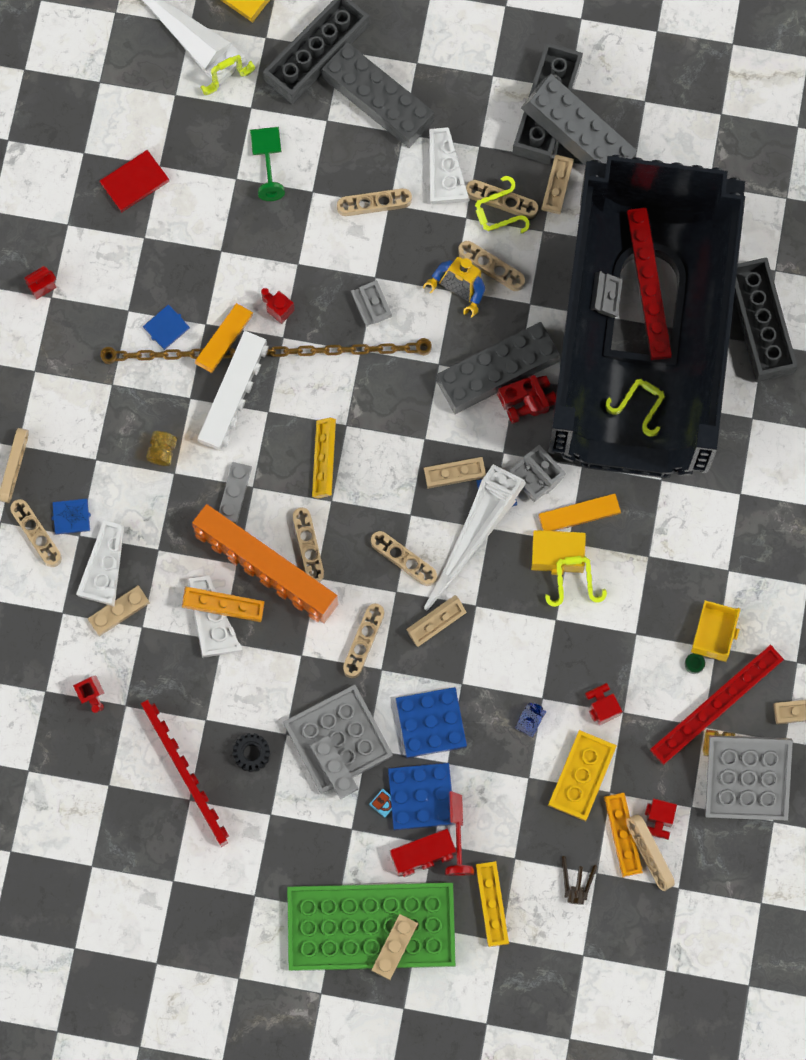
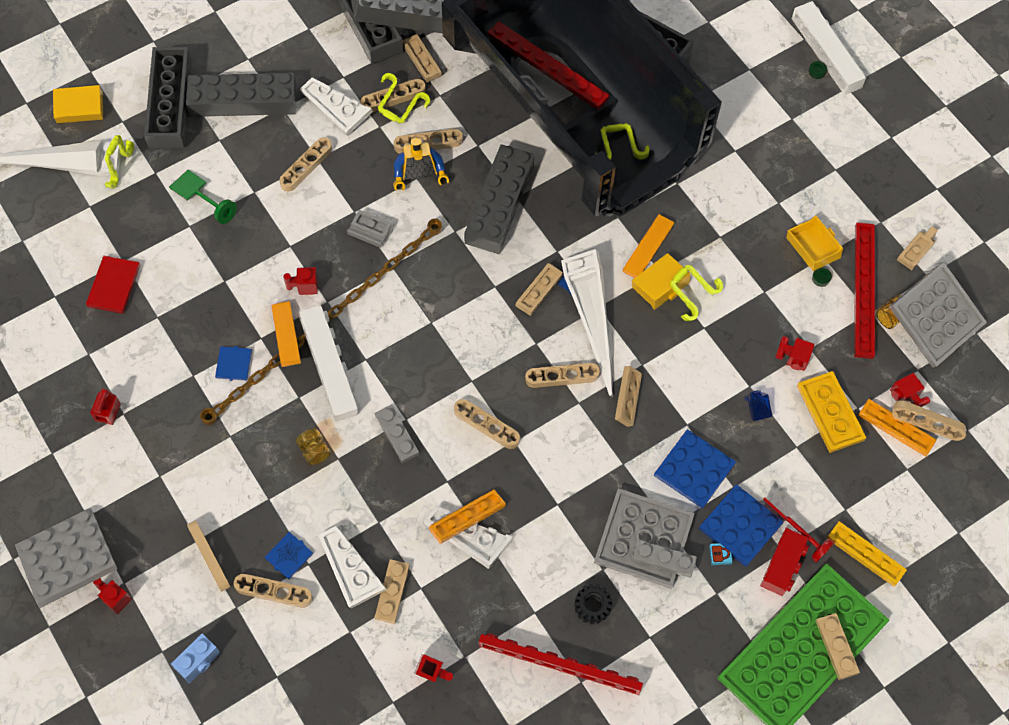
camera: 45 degrees left, 10 degrees down
(265, 564) = (471, 460): orange brick -> none
(323, 458) = (439, 355): yellow plate -> none
(360, 639) = (594, 453): tan beam -> none
(531, 393) = (538, 196): red hips -> none
(538, 472) = (597, 237): light grey brick -> none
(576, 894) = (912, 494): dark brown plant -> none

